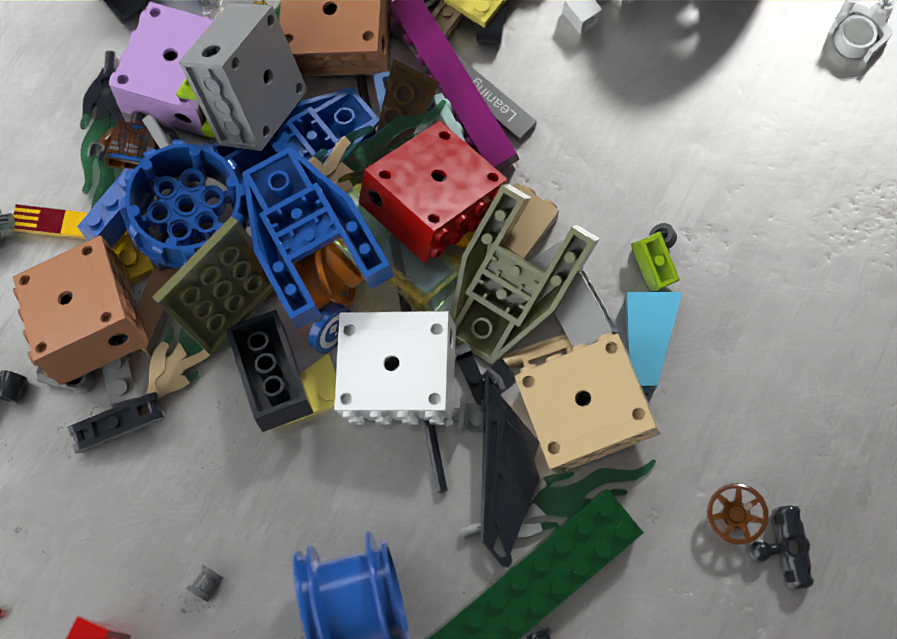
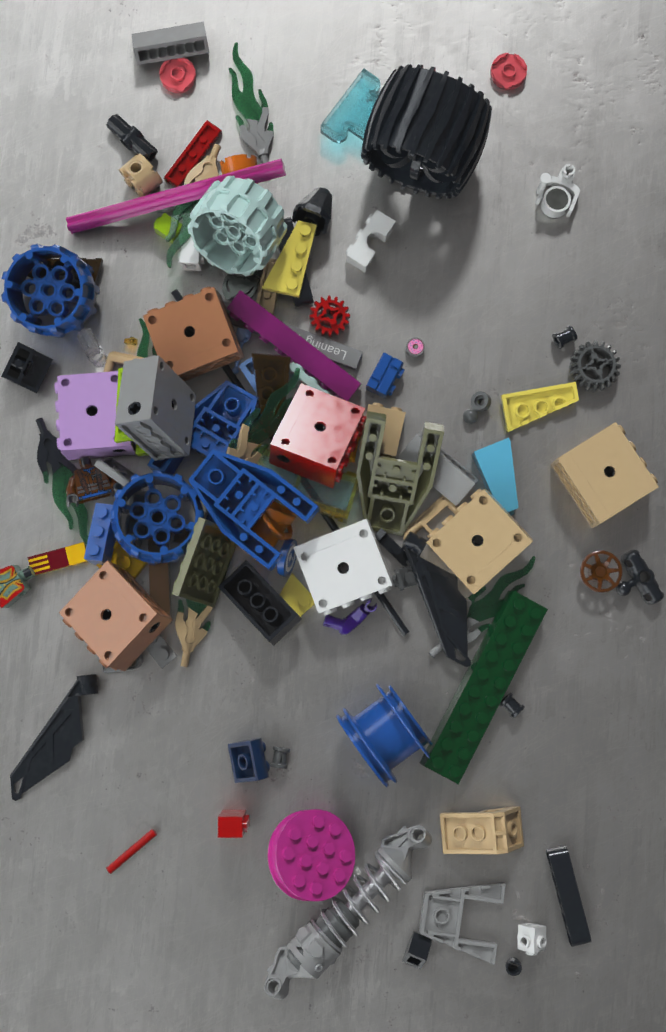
camera: 30 degrees left, 10 degrees up
(115, 422) = (172, 679): black plate -> none
(163, 568) = (248, 760): none -> dark blue brick
(375, 445) = (351, 621): none -> dark purple arm
(397, 48) = (243, 336): none -> light blue hinge
(522, 57) = (324, 320): none -> red gear
(552, 160) = (384, 376): none -> blue brick
(605, 141) = (415, 347): none -> tile
(655, 262) = (483, 422): lime slope -> none
(729, 266) = (529, 405): none -> light yellow wing
(791, 388) = (599, 494): none -> tan gear
(804, 199) = (564, 337): none -> black bush
(823, 249) = (592, 351): none -> dark grey gear

